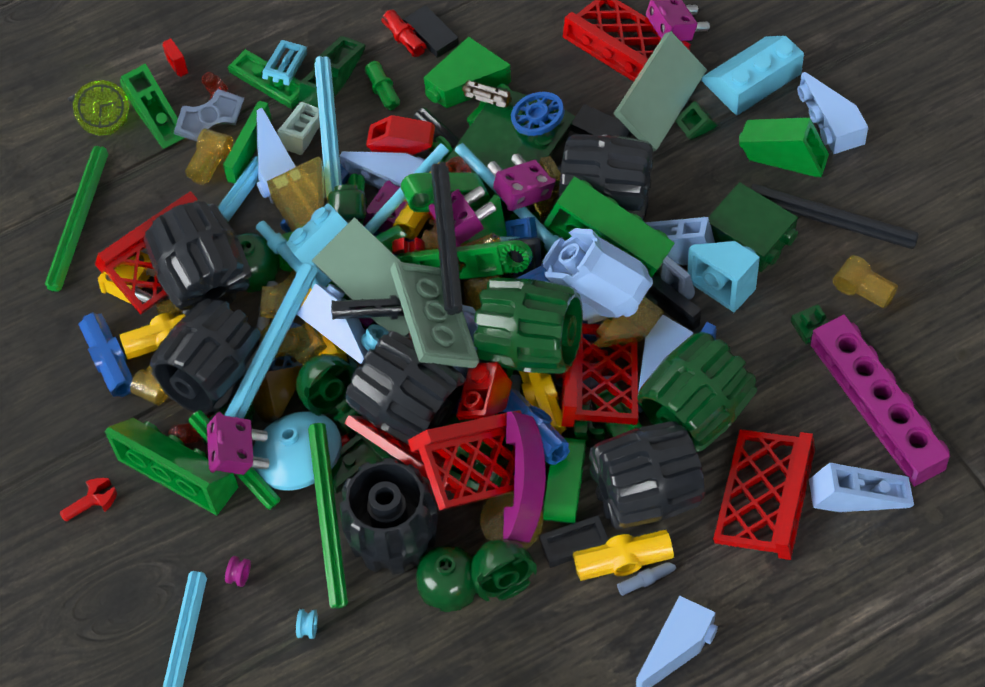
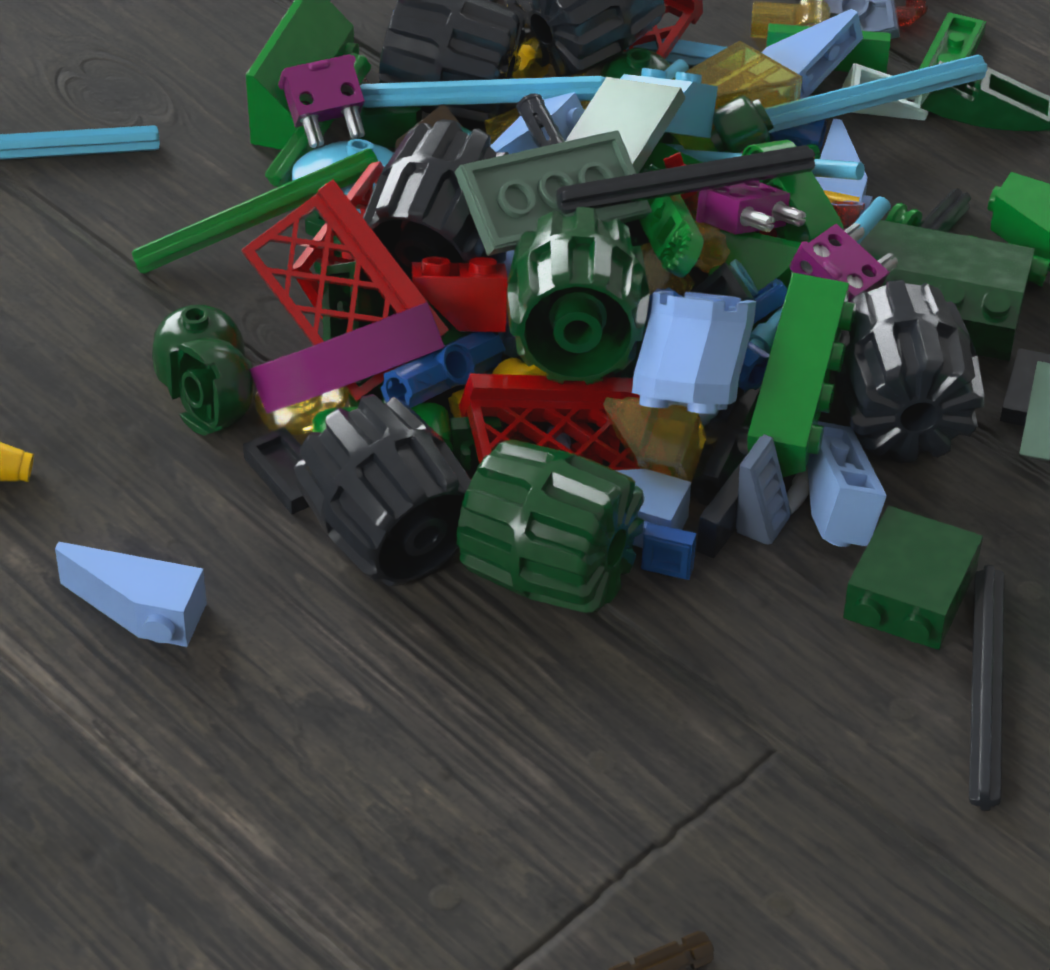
camera: 70 degrees right, 15 degrees down
(92, 498) = (247, 42): red bar -> none
(237, 571) = (165, 175): magenta bush -> none
(295, 64) = (997, 55): medium azure tile -> none
(306, 624) = (103, 224): medium azure bush -> none
(382, 85) = (991, 153): green axle -> none
(388, 515) = (227, 216): black wheel -> none
(400, 135) = (892, 167): red slope -> none
(487, 94) = (1008, 232): axle -> none
(537, 113) = (985, 273): blue wheel -> none
(623, 555) = (272, 517): yellow piece -> none
(645, 578) = (243, 552): sand blue piece -> none
(724, 271) = (797, 545): medium azure slope -> none
(792, 497) = (423, 690): red fence -> none
(807, 321) = (760, 685): dark green tile -> none
(857, 277) = (866, 730): clear yellow piece -> none
(858, 489) = (454, 776): light blue slope -> none
(916, 463) = (632, 782): magenta brick -> none

